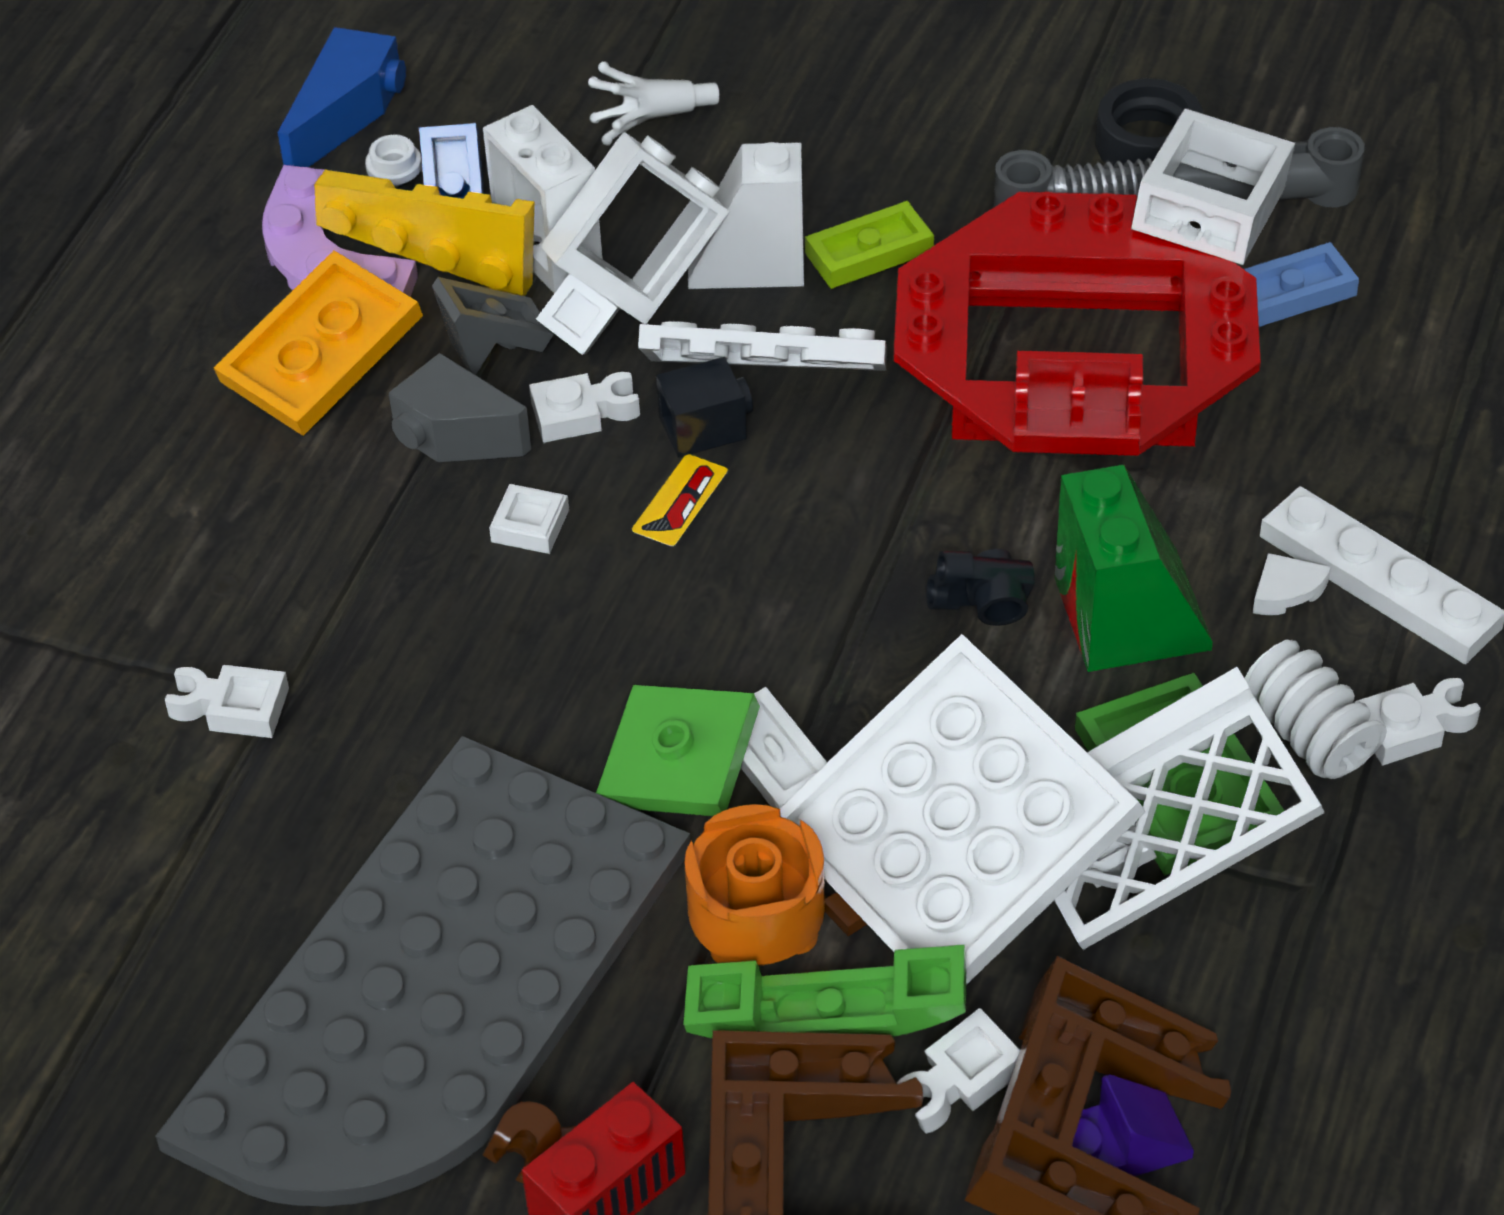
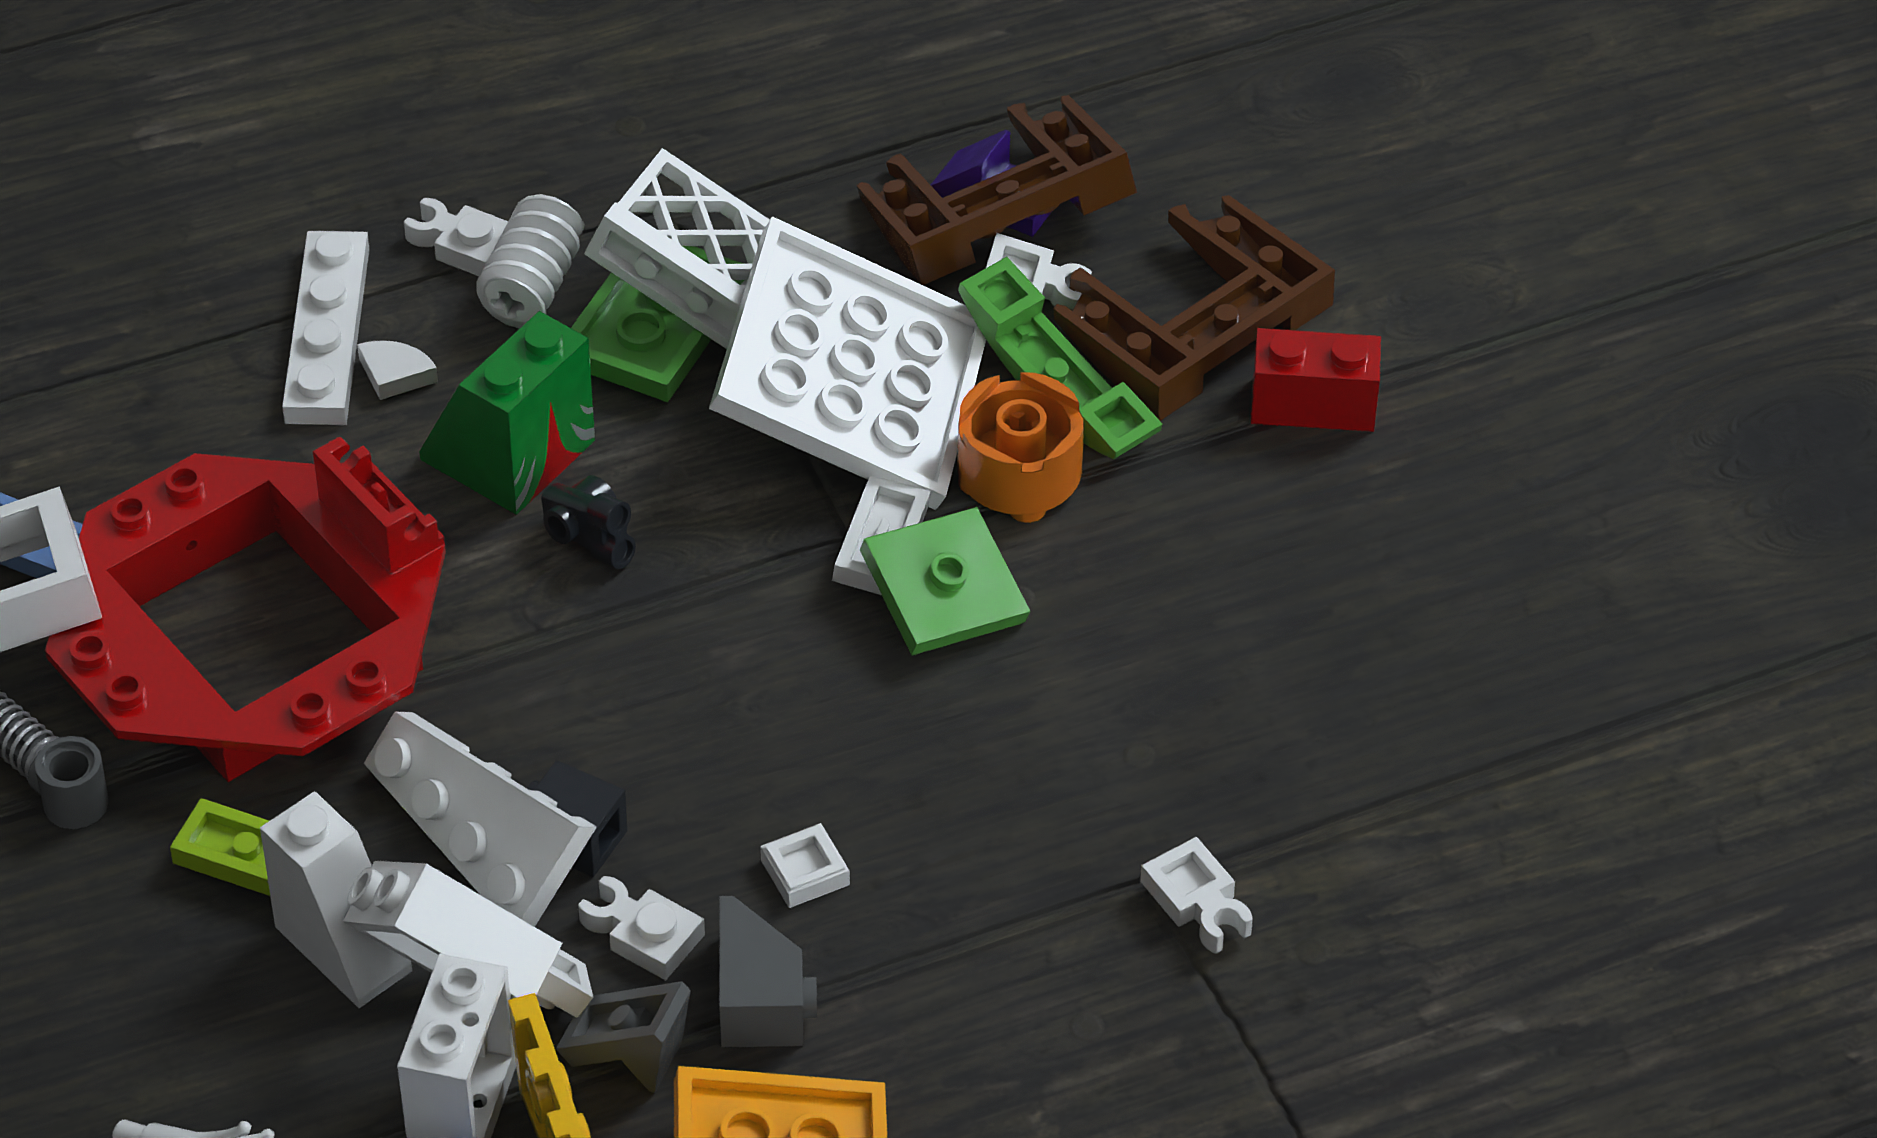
camera: 135 degrees left, 0 degrees up
(428, 988) = (1273, 598): dark grey plate -> none
(527, 1130) = (1337, 445): reddish brown piece -> none
(679, 500) = (680, 792): yellow sticker -> none

